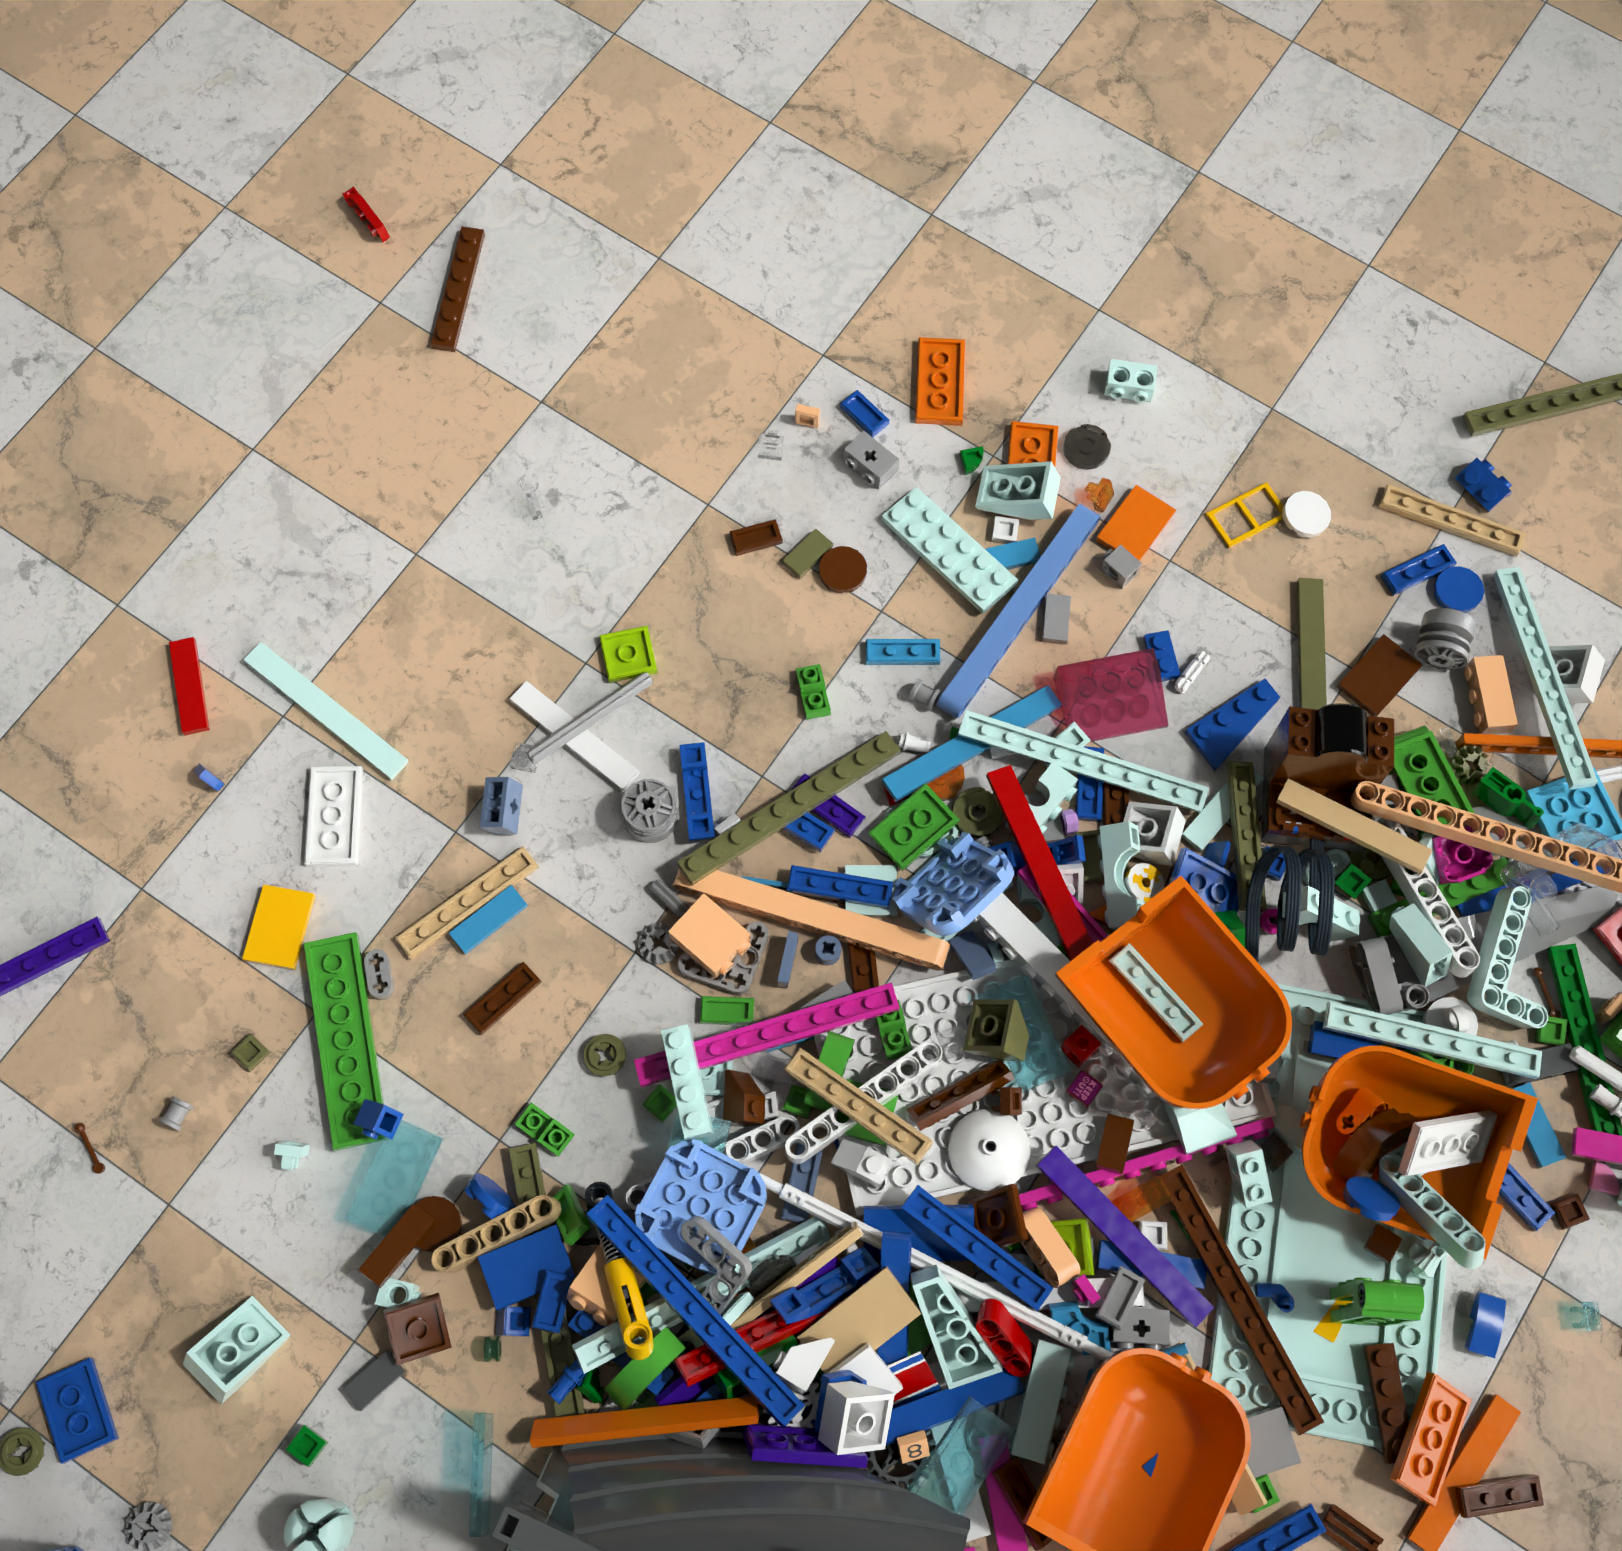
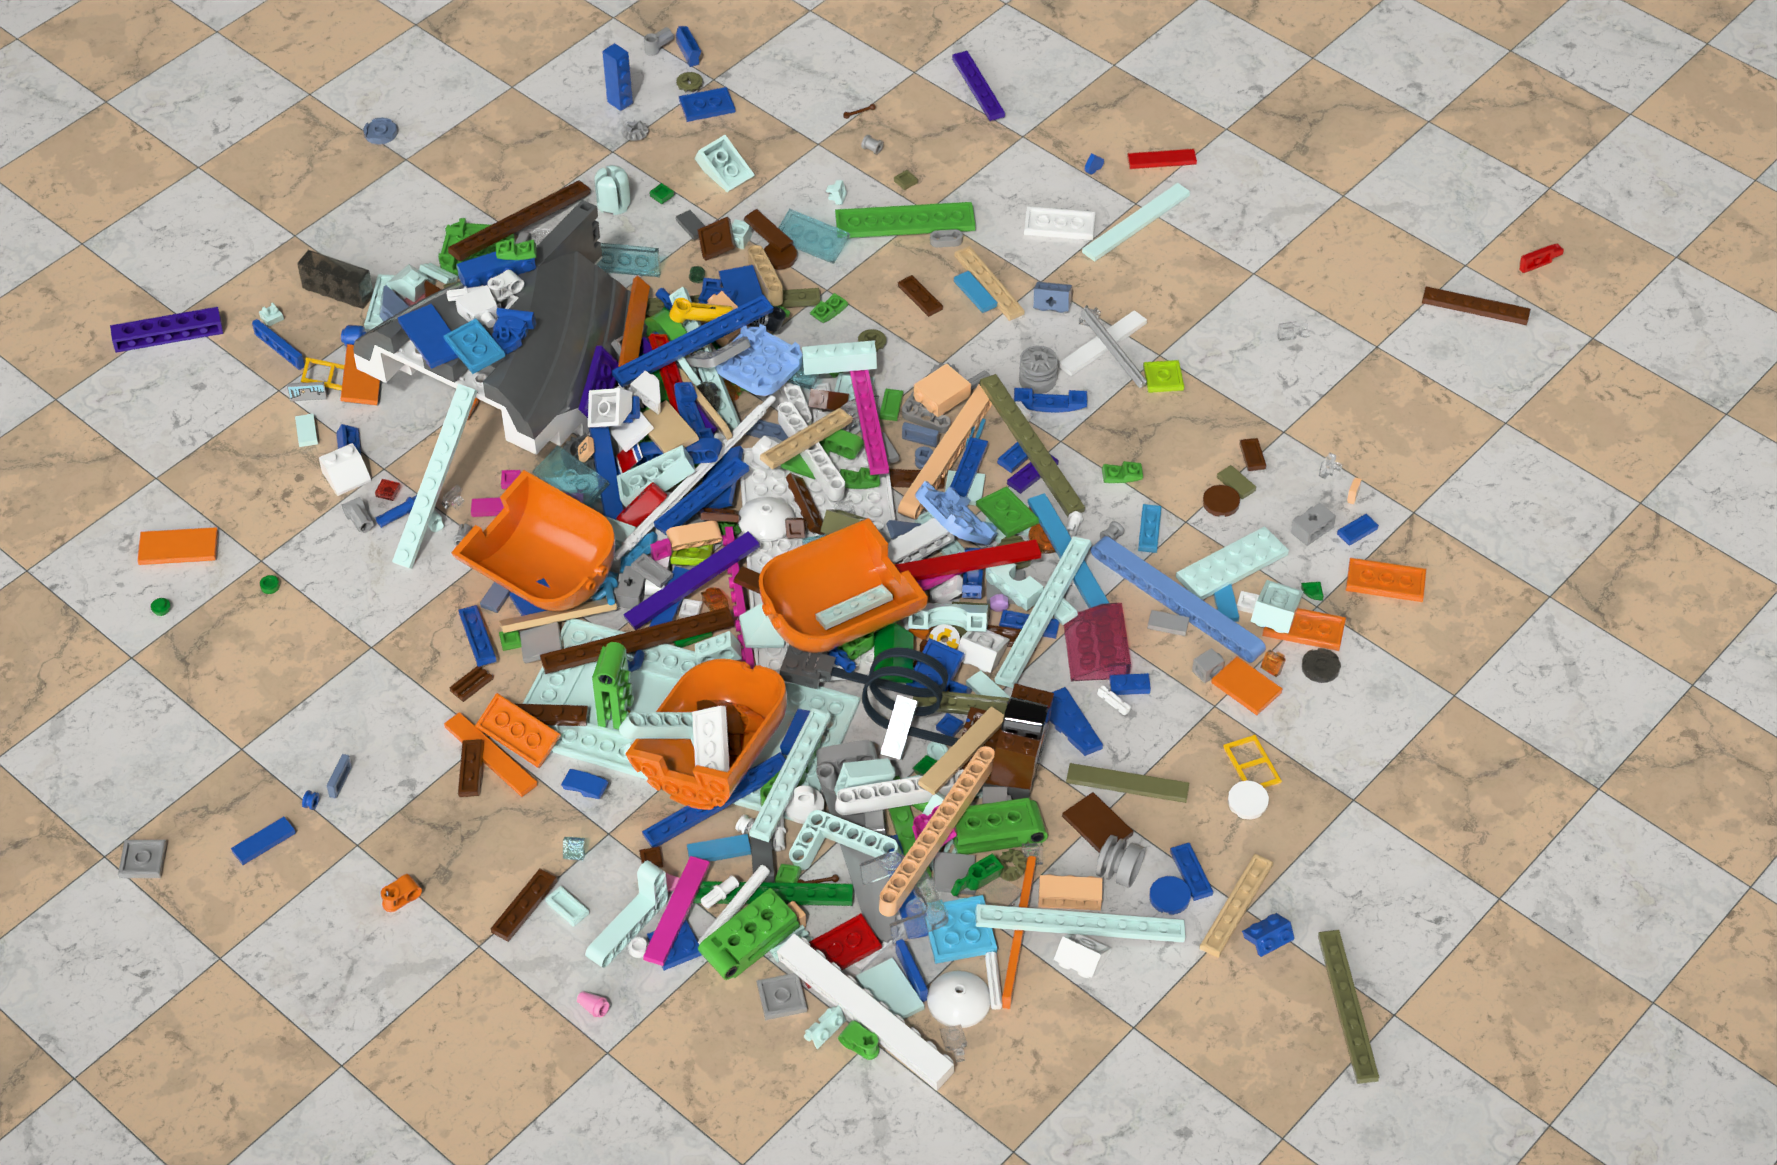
camera: 100 degrees right, 20 degrees down
(279, 927) = (986, 194): yellow tile -> none
(378, 1120) = (847, 222): blue brick -> none
(490, 1194) = (790, 273): blue tile -> none
(1131, 375) = (1379, 698): light aqua brick -> none
(1372, 1198) = (682, 697): blue tile -> none

